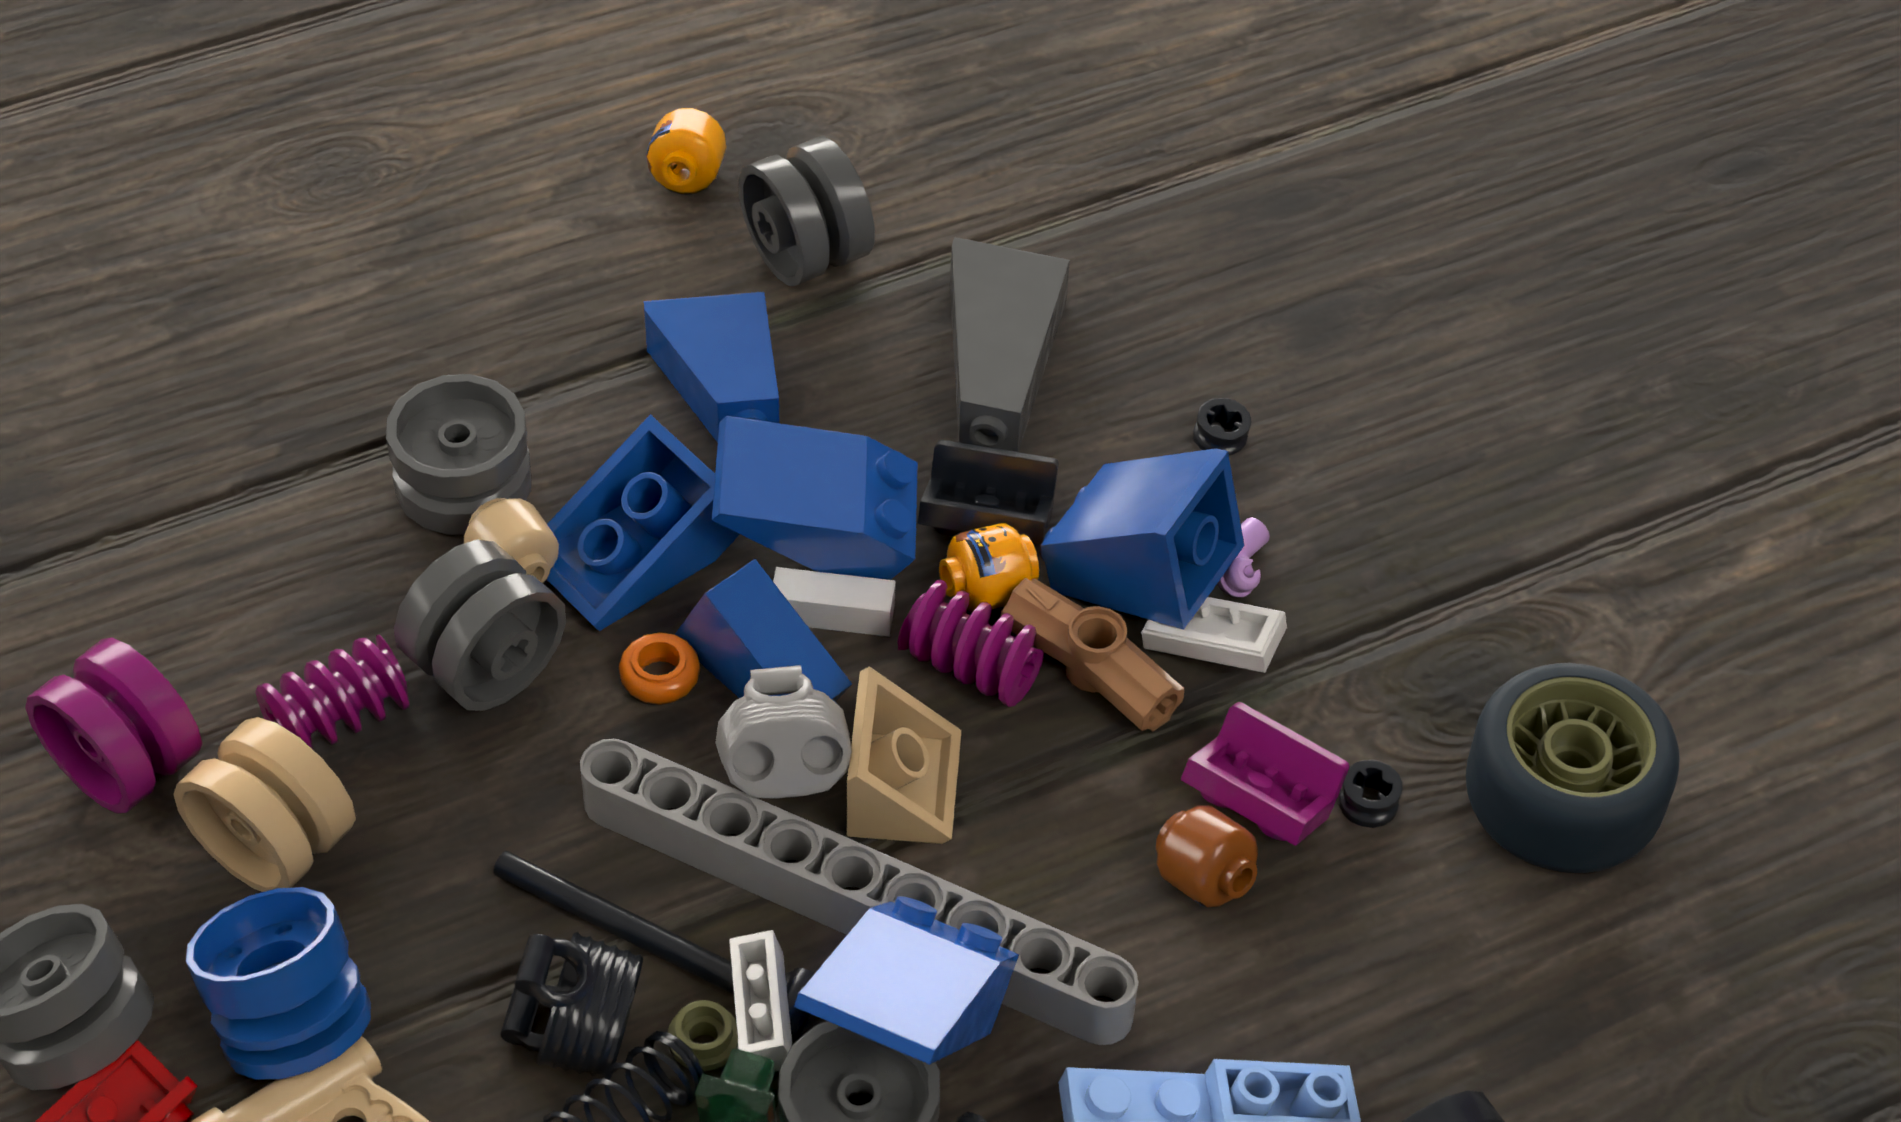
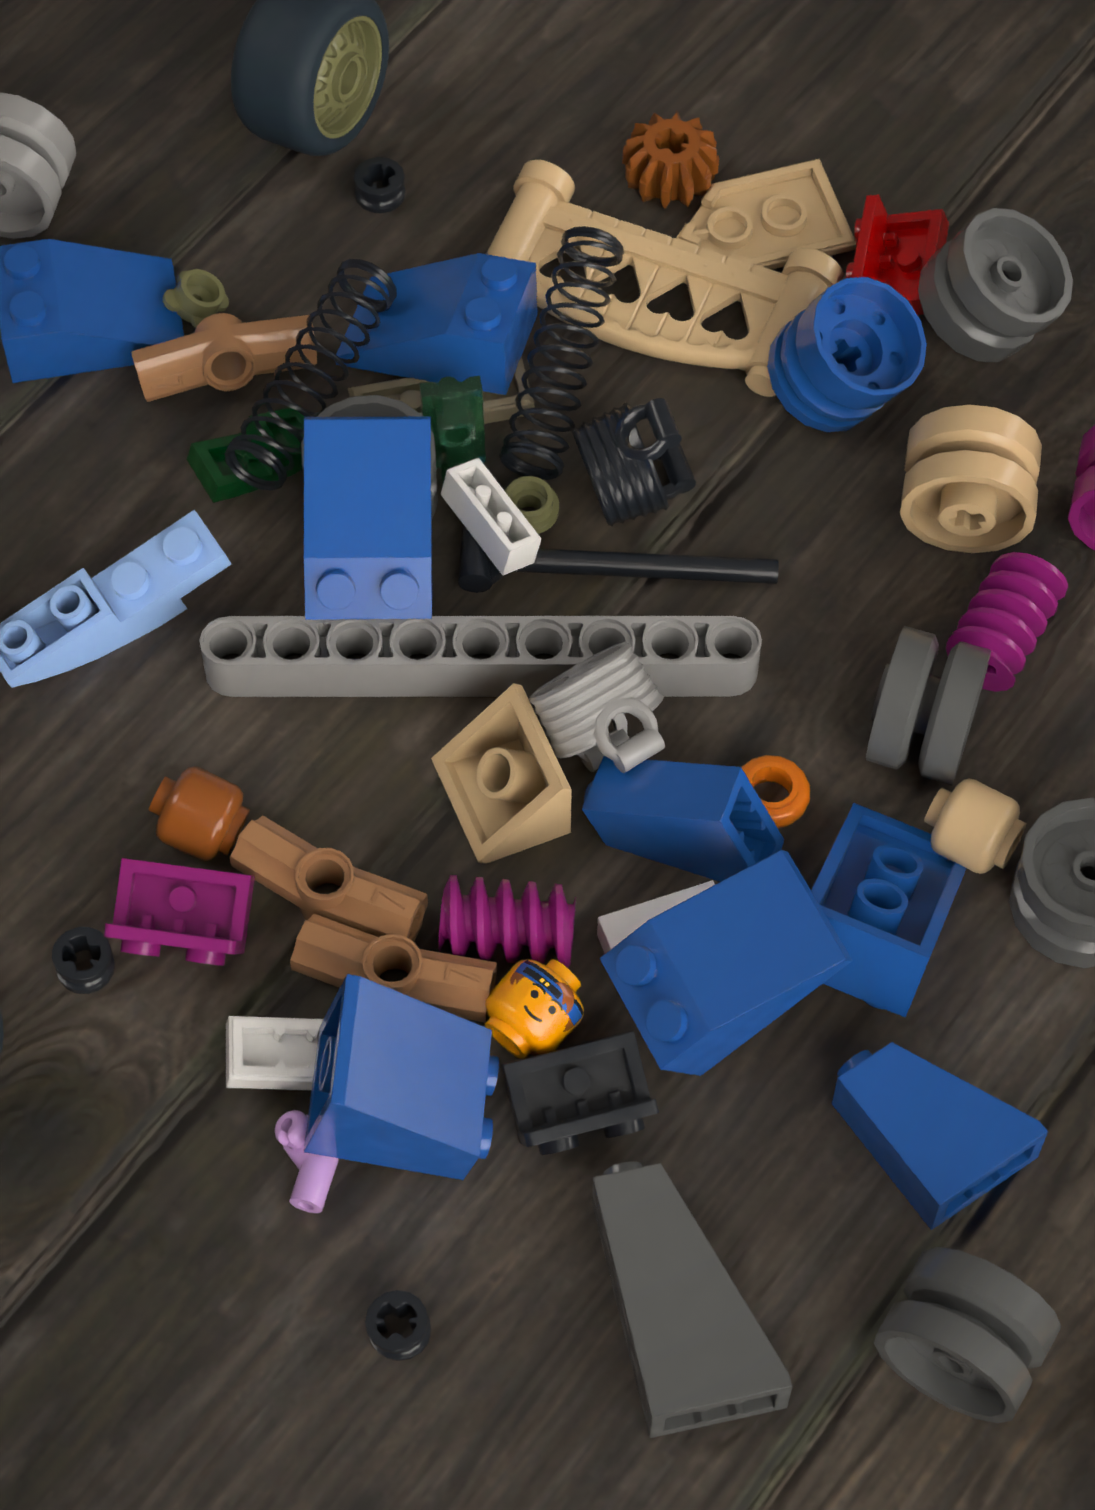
camera: 155 degrees right, 10 degrees up
(1116, 743) = (296, 868): none -> medium nougat piece

